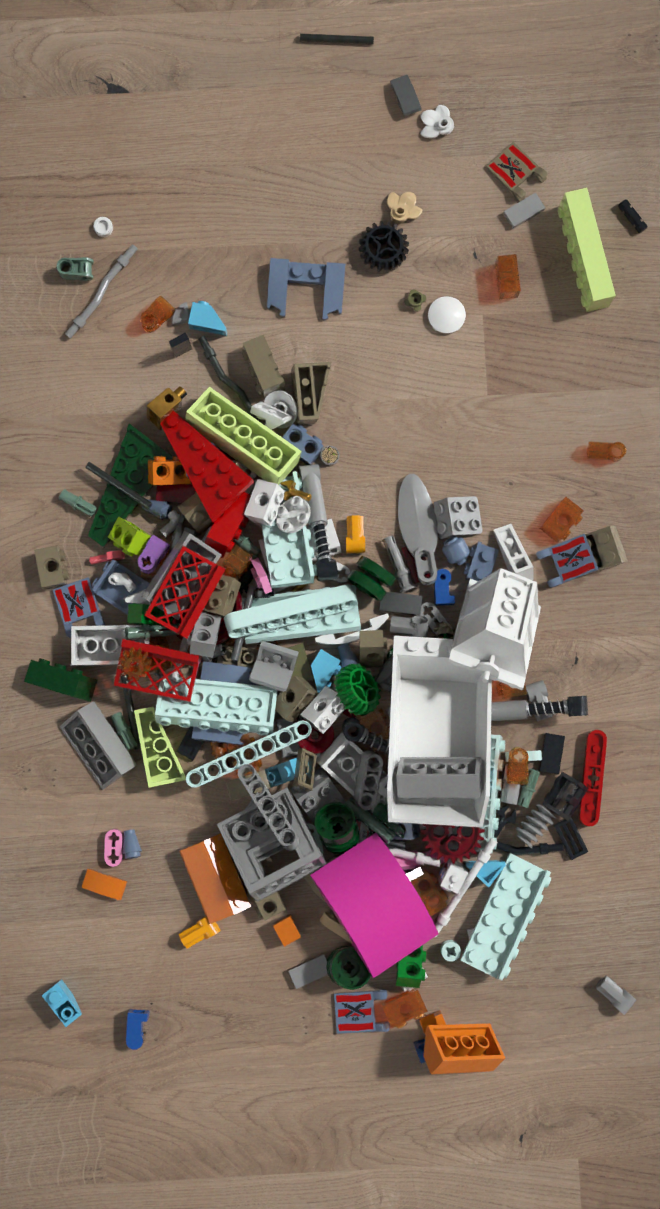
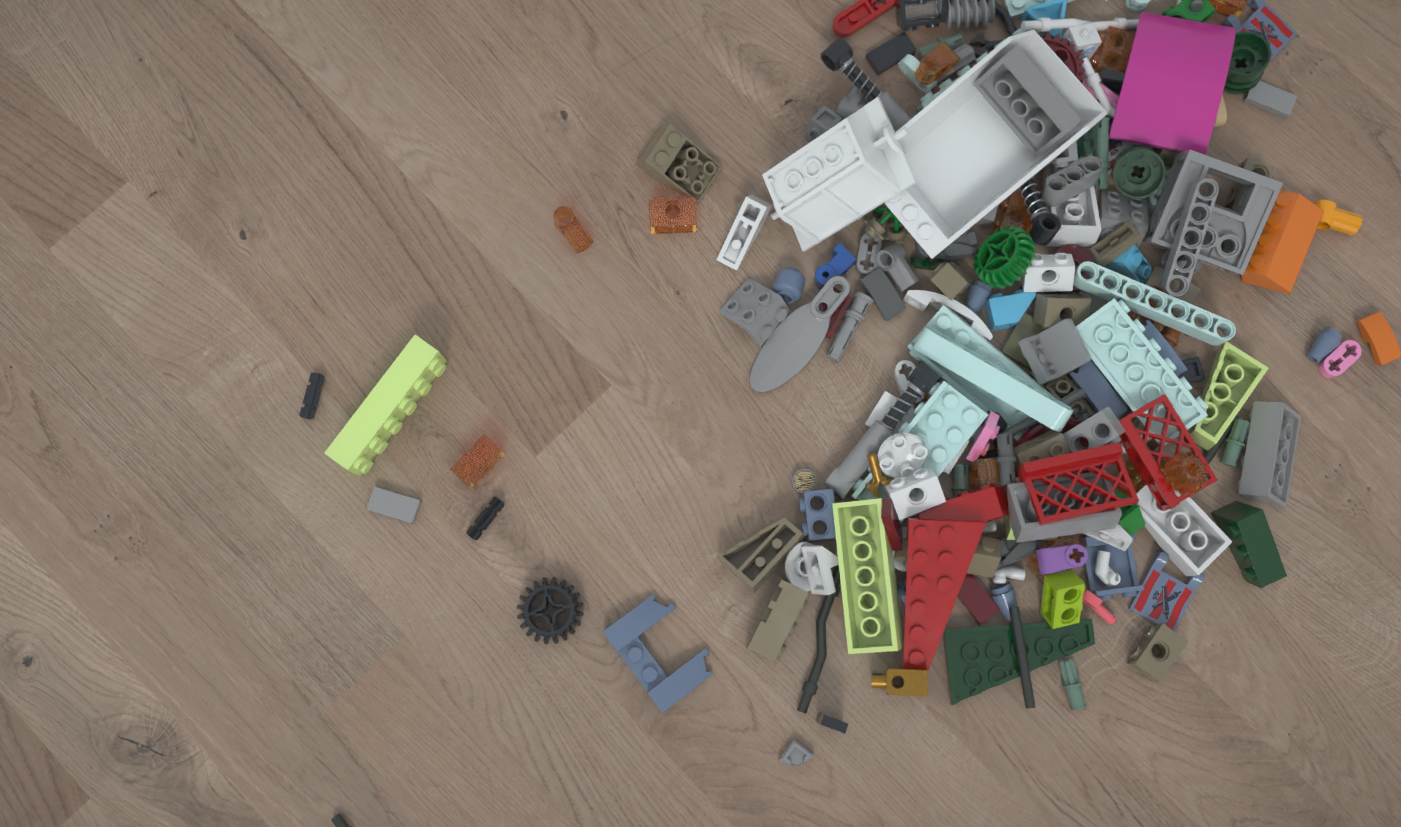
camera: 130 degrees left, 5 degrees down
(132, 633) = (1146, 499): sand green pin -> none
(158, 312) = (813, 779): clear orange piece -> none
(168, 475) = (969, 615): orange brick -> none
(205, 319) = (779, 723): medium azure slope -> none
(236, 570) = (1006, 459): none -> dark grey pin
(260, 472) = (891, 524): none -> dark red tile
(286, 930) = (1261, 144): orange panel -> none
(355, 539) = (862, 386): light orange piece -> none
(372, 577) = (889, 335): dark green wheel -> none
(403, 204) = (488, 630): tan plate -> none
(405, 95) = (369, 728): dark grey slope -> none
(414, 294) = (571, 529): olive plate -> none
(435, 120) = (372, 675): white plate -> none
(446, 314) = (566, 489): white dish -> none
(470, 255) = (485, 518): none -> black axle
(481, 563) = (779, 254): sand blue bracket -> none
(513, 168) = (357, 553): dark tan flag -> none
(541, 665) = (821, 122): none -> light grey bracket
(571, 558) = (703, 175): flag -> none

